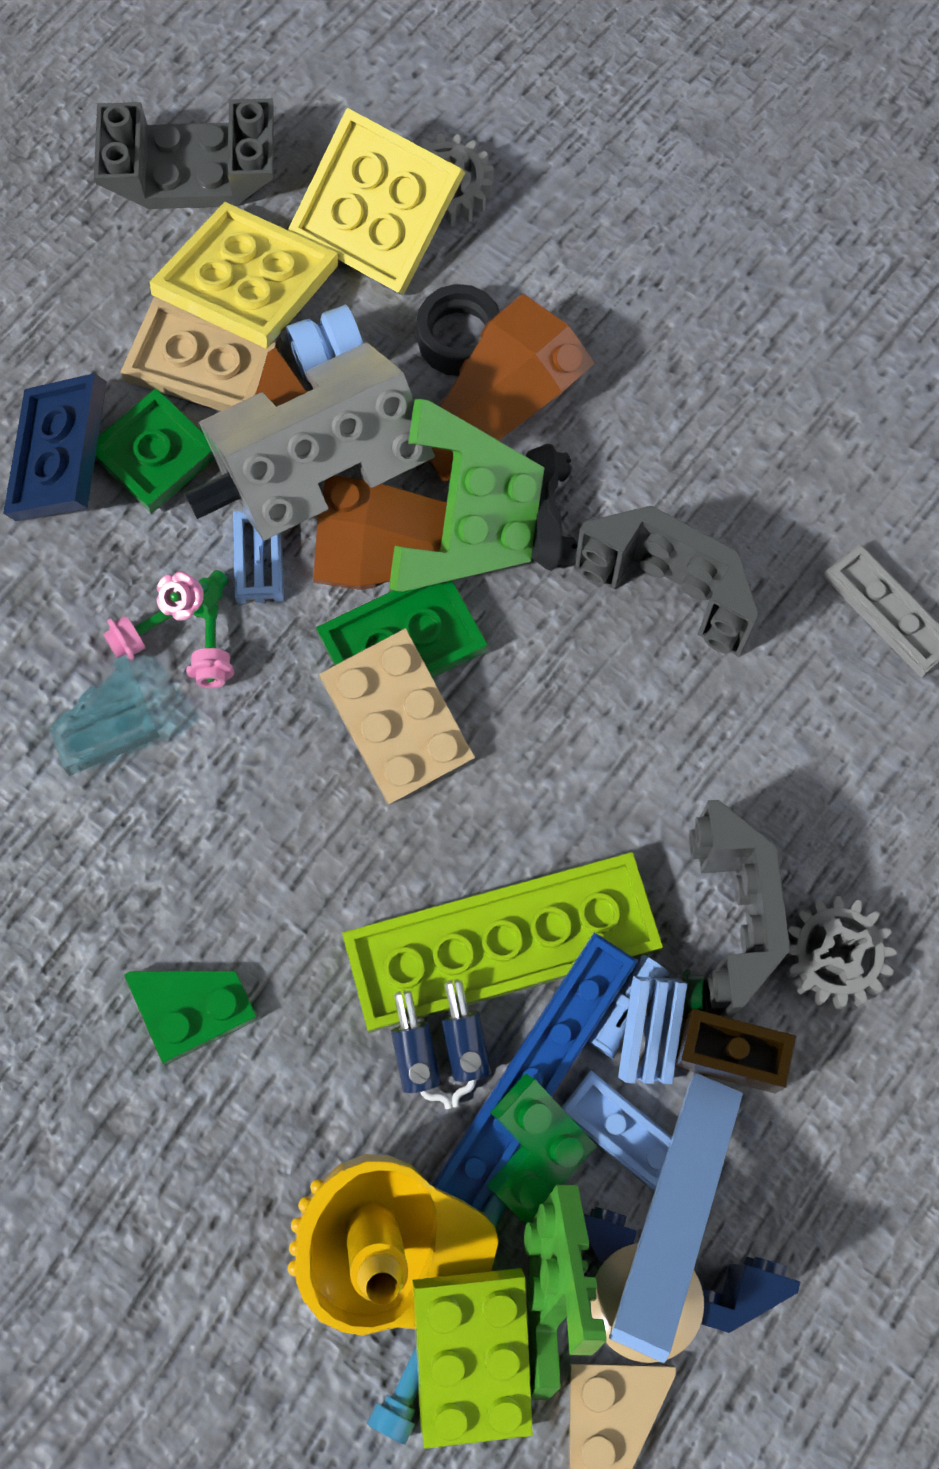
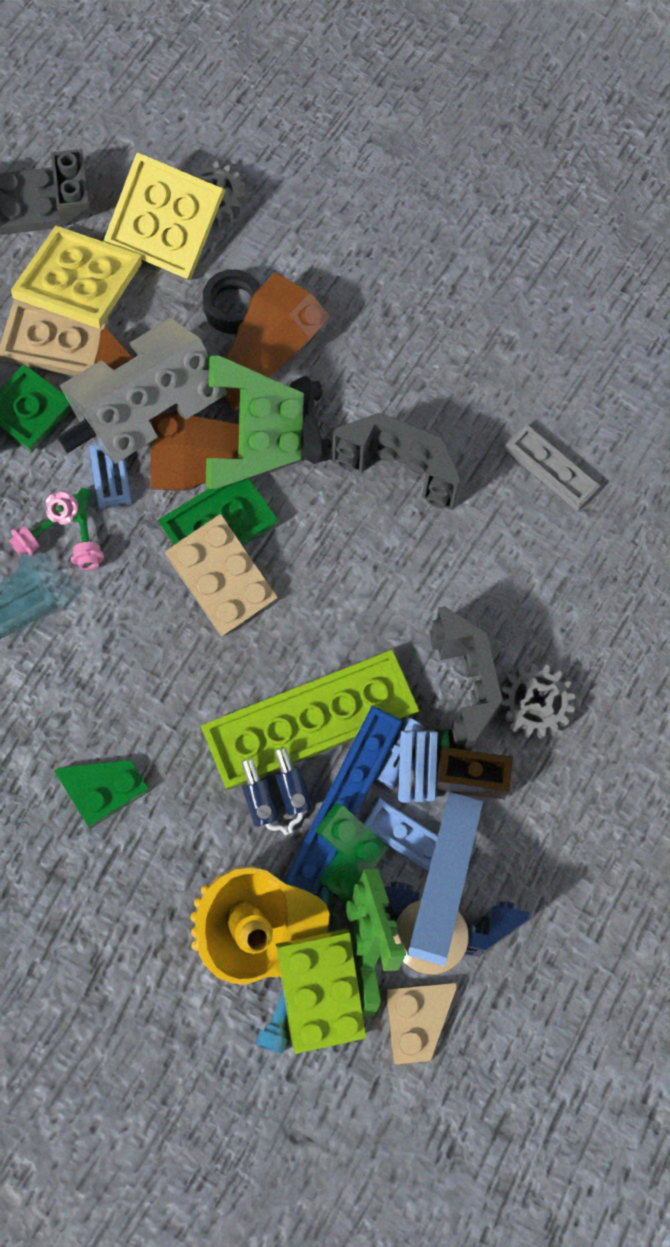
camera: 10 degrees left, 0 degrees up
(323, 341) = (137, 320): light blue wheel -> none

